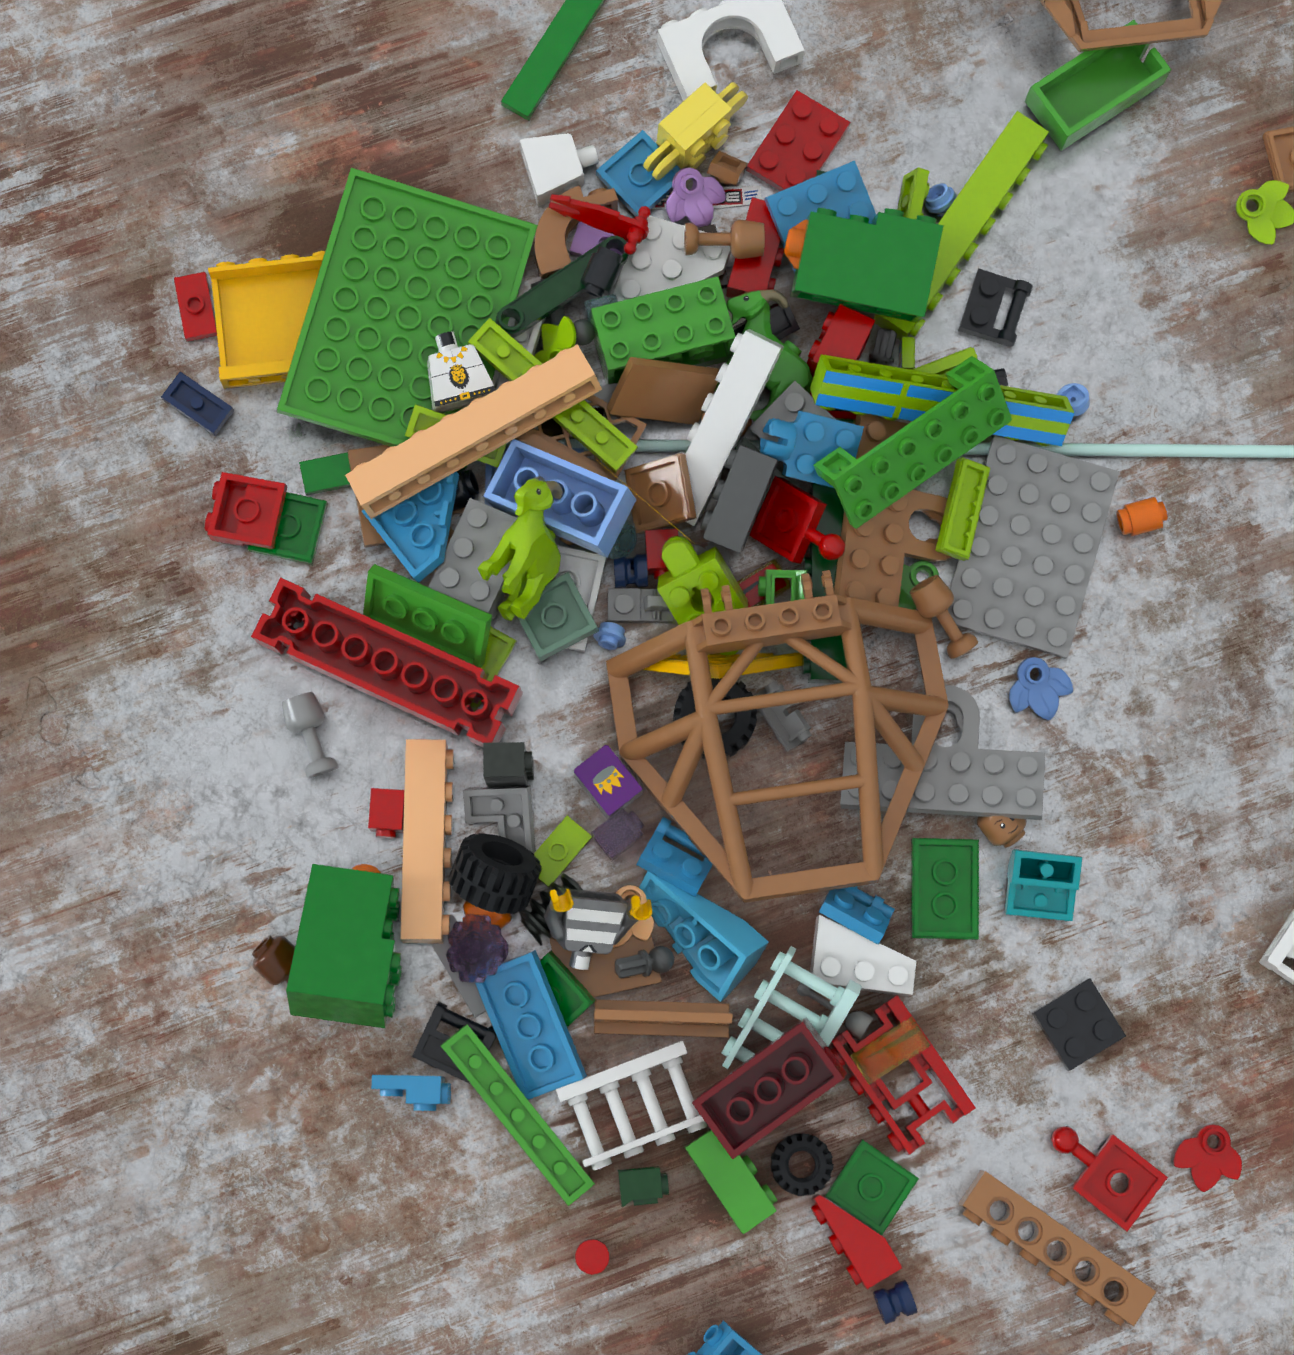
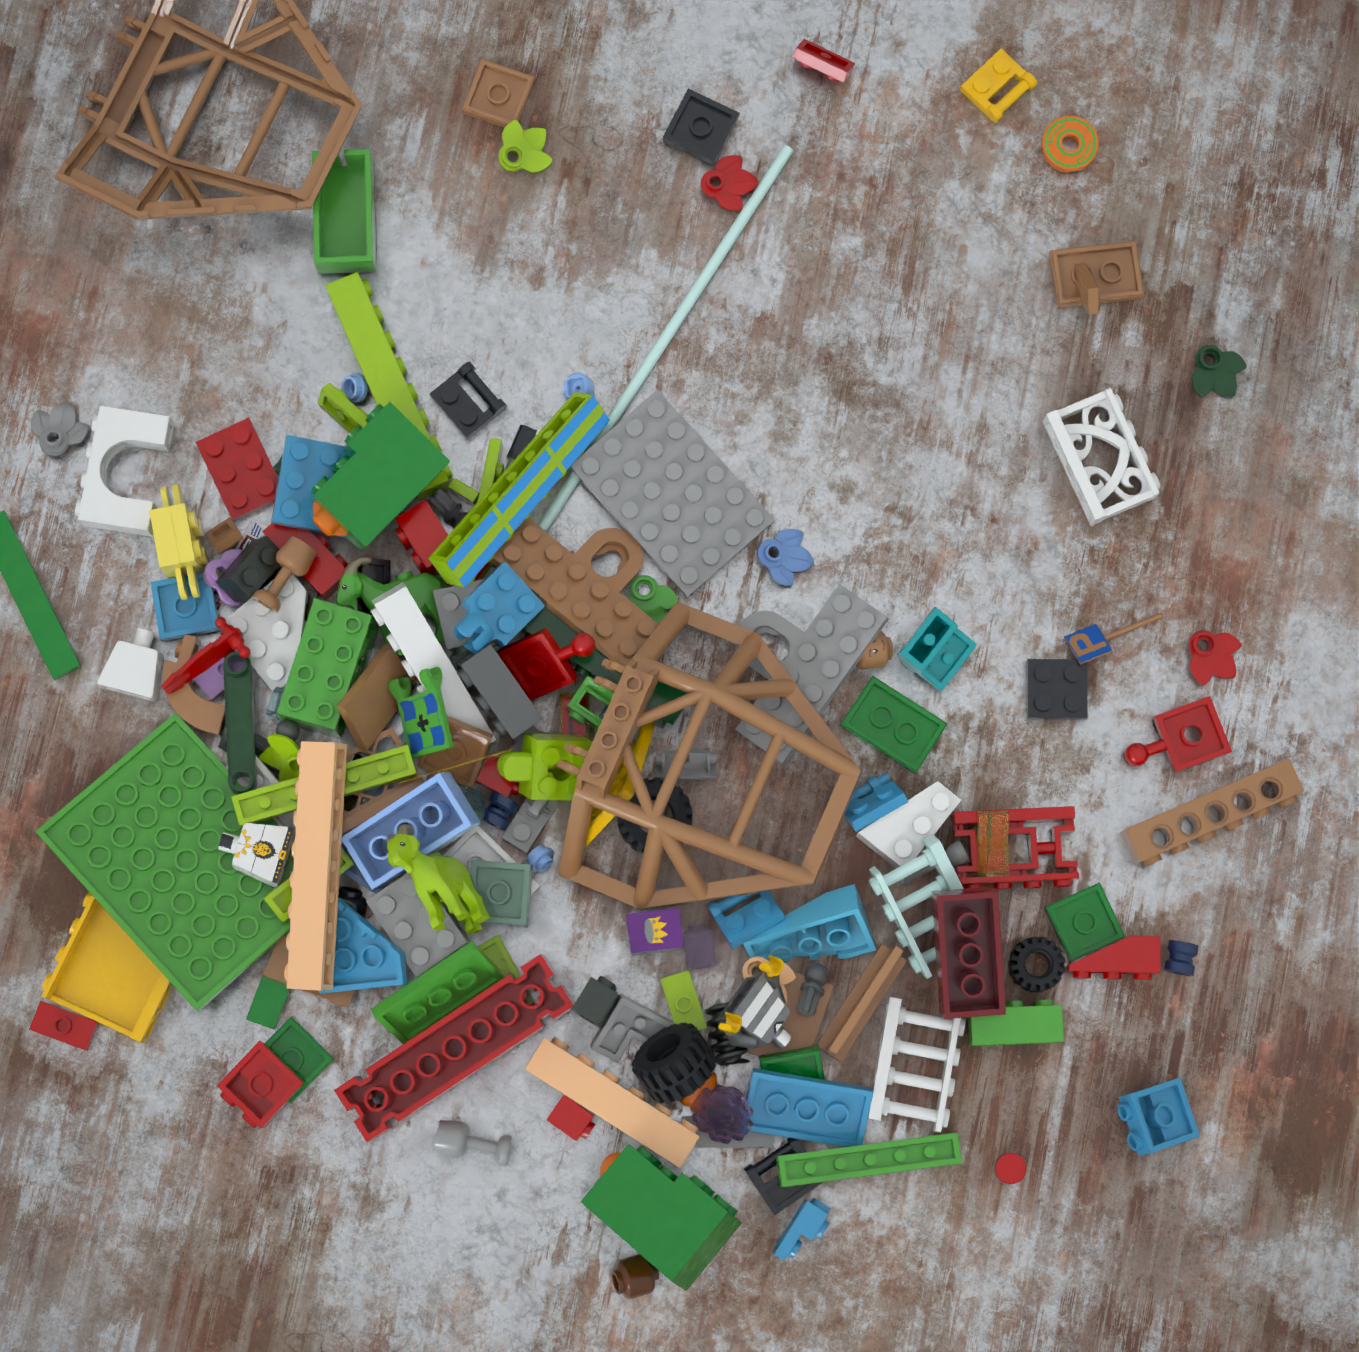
camera: 55 degrees left, 0 degrees up
(197, 403) = (145, 1072): dark blue plate -> none
(601, 272) = (250, 686): black brick -> none
(642, 1185) = (981, 1096): dark green window -> none
(674, 442) = (423, 714): none -> bright green flag
(709, 207) = (249, 569): none -> pearl dark grey brick
(920, 447) = (550, 528): bright green bracket -> none
(933, 599) = (669, 593): medium nougat piece -> none
(962, 509) = (612, 526): lime plate -> none
(1141, 516) = (702, 395): orange brick -> none
(1145, 1030) = (1091, 644): none -> piece

